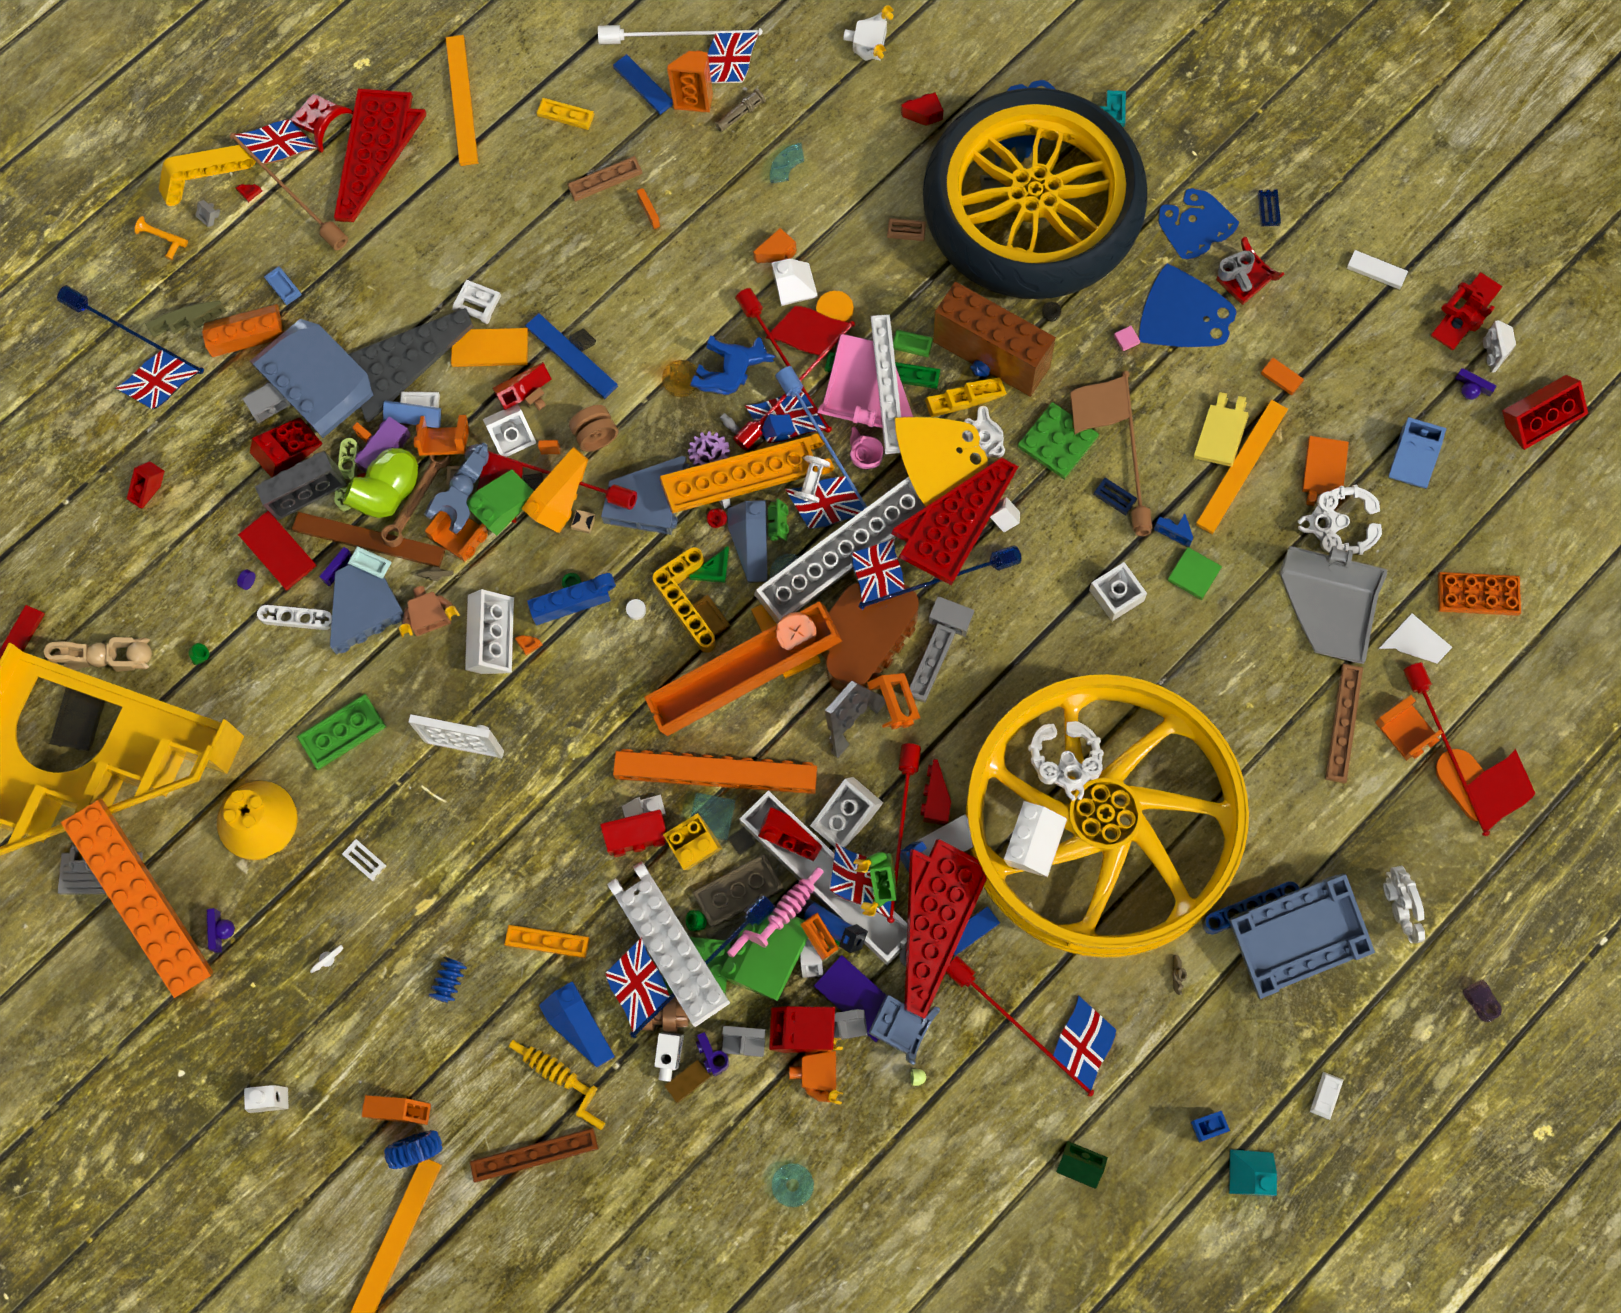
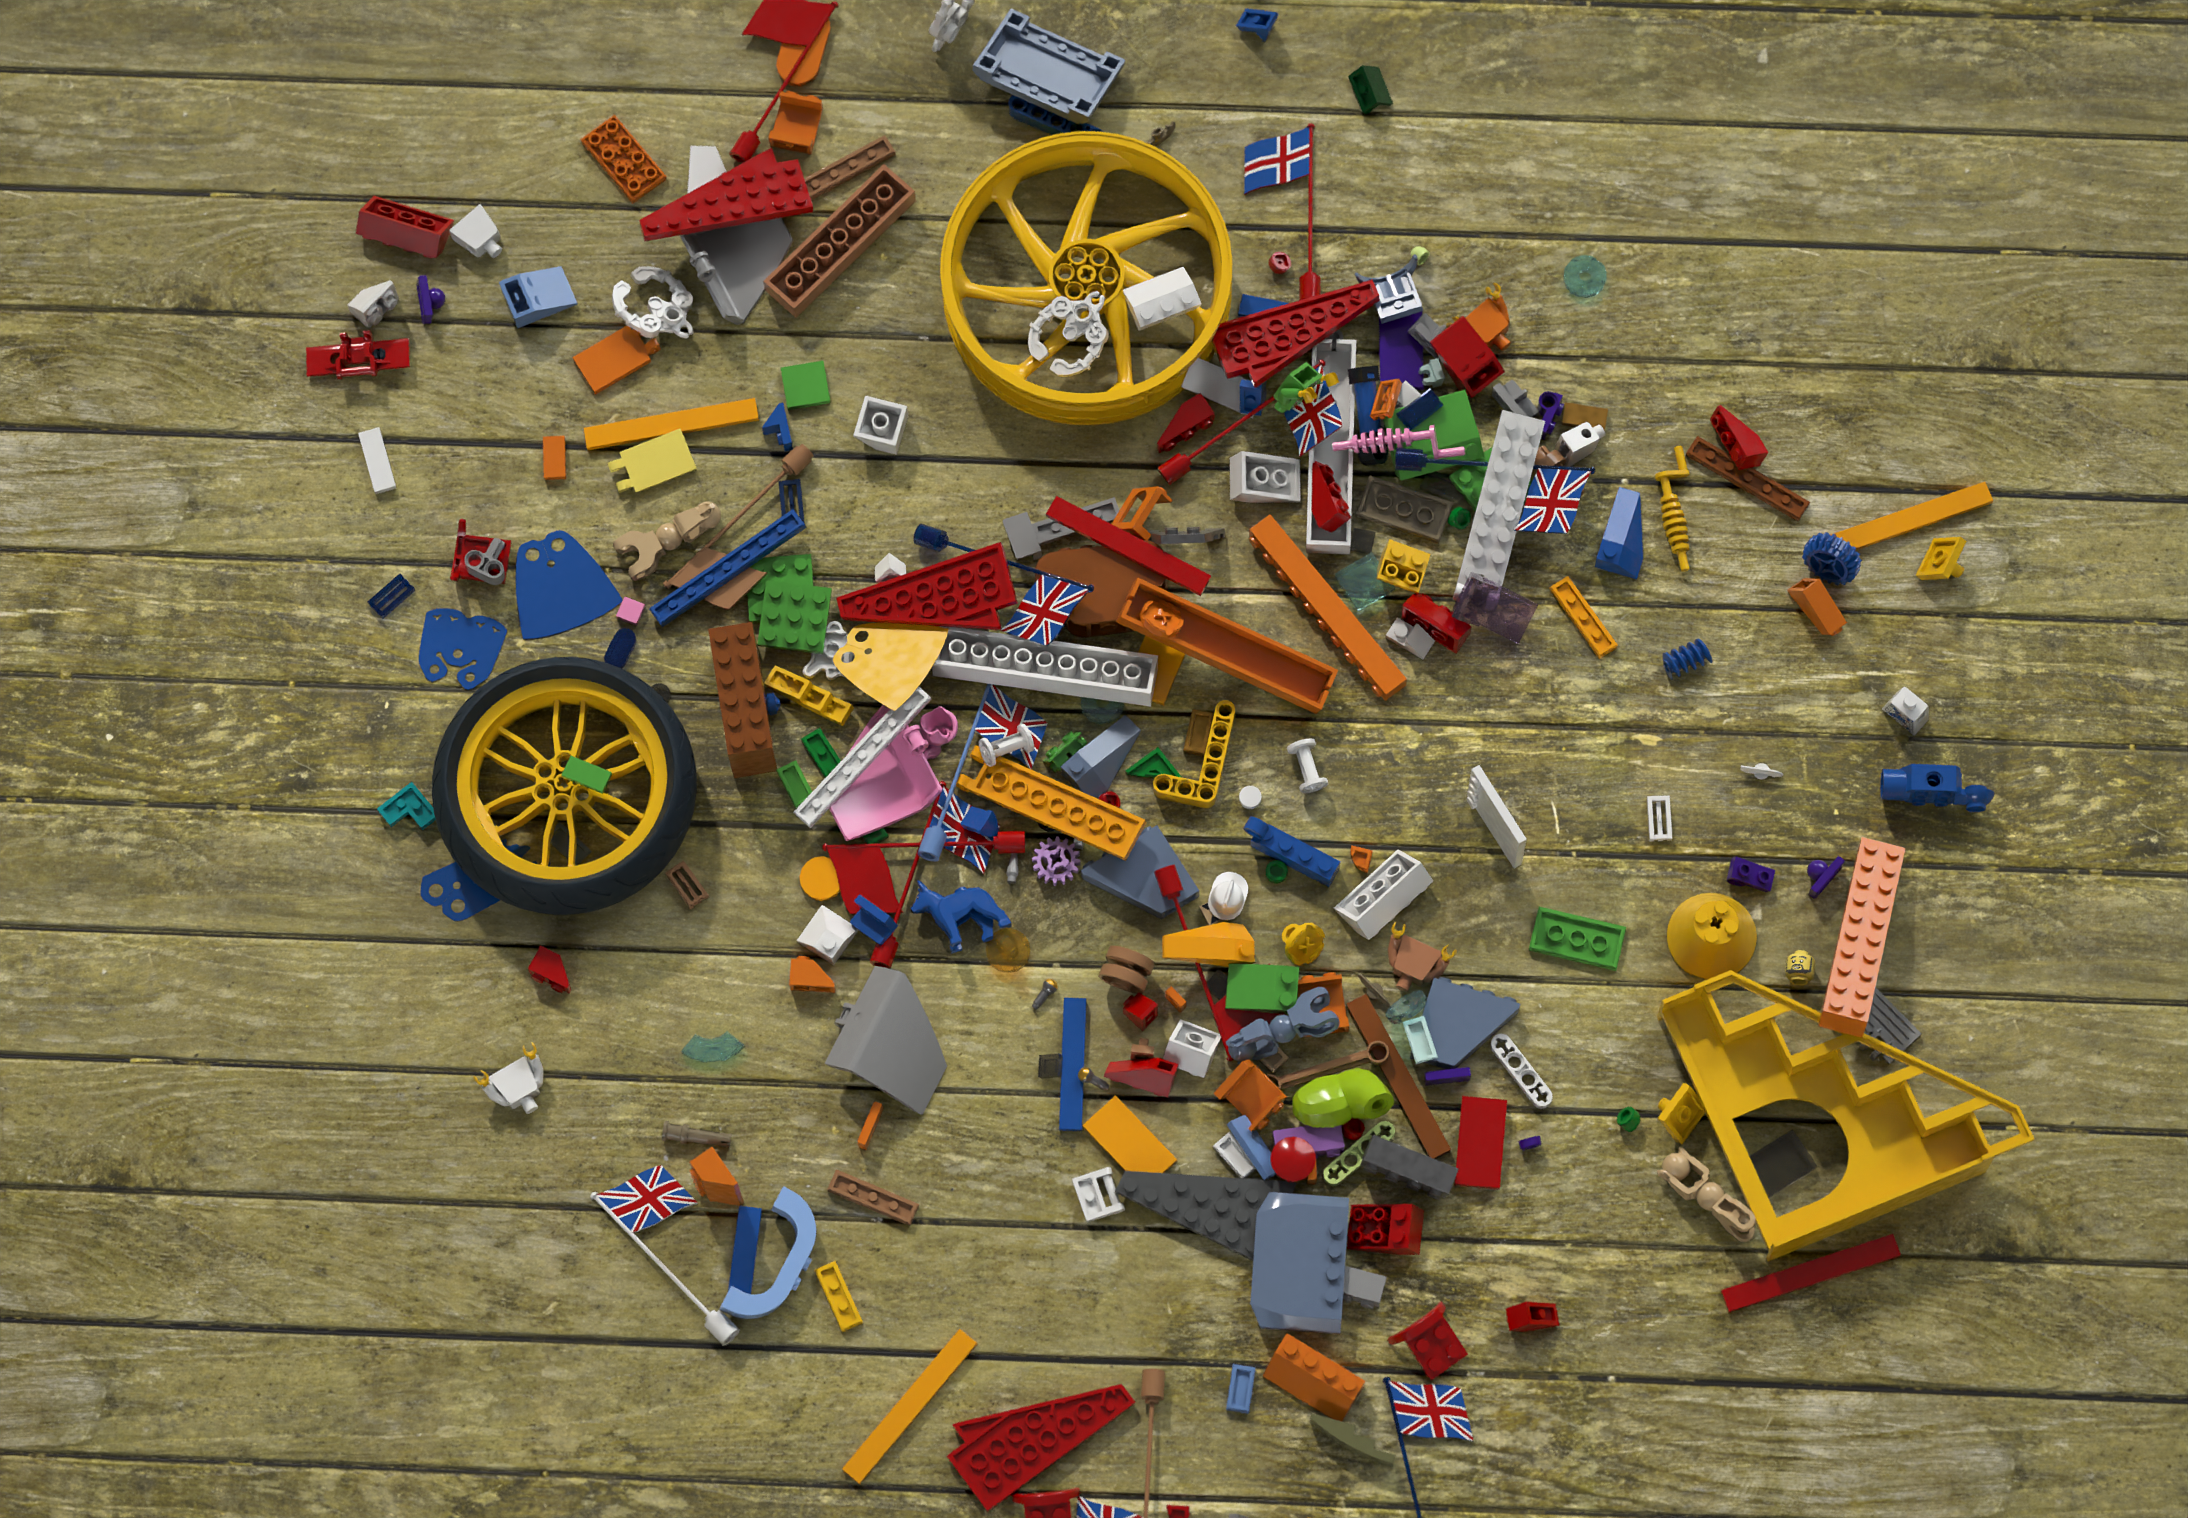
camera: 135 degrees left, 0 degrees up
(163, 683) = (1681, 1113): none -> yellow tile
(175, 853) = (1800, 968): none -> light yellow head
(190, 413) = (1432, 1342): none -> red piece
(196, 1061) = (1933, 784): none -> blue brick
(266, 881) = (1750, 874): none -> dark purple plate
(339, 1232) = (1942, 559): none -> yellow tile
(376, 421) = (1293, 1159): none -> red dish
(409, 578) = (1406, 1007): none -> clear light blue tile
(505, 552) = (1303, 942): none -> yellow tile
(553, 353) = (1086, 1075): none -> flat silver piece
(559, 416) = (1140, 1010): none -> red slope
(560, 1173) = (1740, 441): none -> red slope
(585, 538) = (1228, 895): none -> white piece
(601, 59) = (755, 1306): none -> light blue arch
(605, 654) = (1307, 765): none -> white hose
(609, 879) = (1493, 607): none -> bracket
(632, 382) = (1049, 987): none -> flat silver piece
(686, 251) = (890, 1040): none -> light grey panel
(774, 308) = (873, 921): none -> blue panel
(790, 953) = (1420, 409): none -> clear blue tile
(815, 1001) = (1434, 372): none -> light aqua tile
(872, 663) = (1128, 546): none -> red tile
(1000, 970) = (1279, 262): none -> red tile
(1022, 193) = (586, 774): none -> bright green tile
(1027, 427) = (794, 617): none -> bright green plate
(1100, 414) = (727, 568): none -> blue tile
(1105, 312) = (620, 648): none -> clear blue tile
(1158, 396) = (651, 546): none -> tan piece
(1285, 679) = (839, 241): none -> nougat brick
(1376, 641) = (740, 196): none -> red wing
(1499, 453) = (477, 233): none -> white torso

